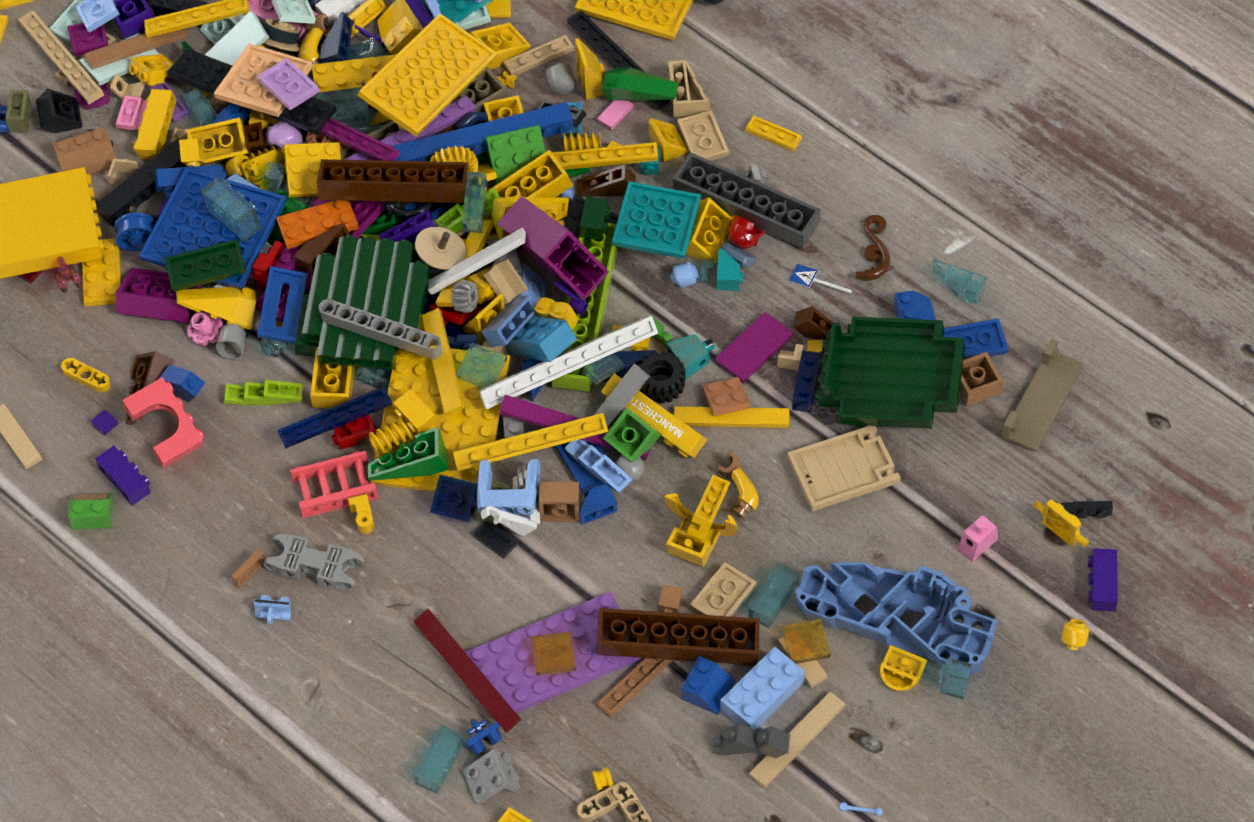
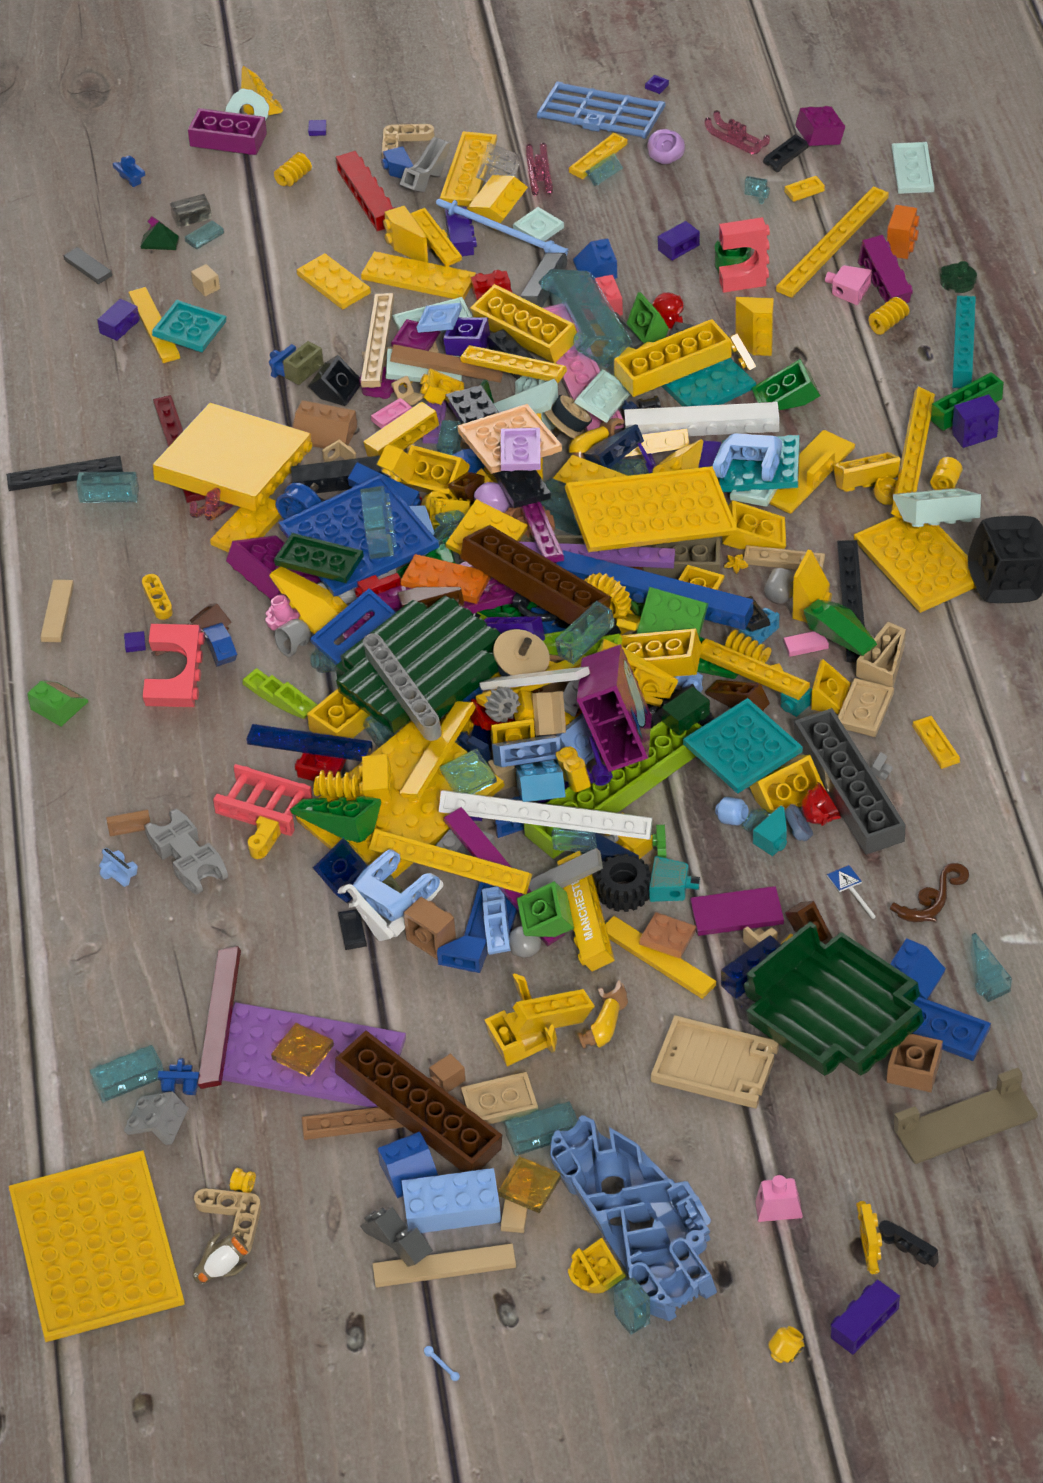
camera: 40 degrees right, 10 degrees down
(123, 475) = (106, 689): dark purple brick -> none
(471, 118) = (664, 570): dark blue arm -> none

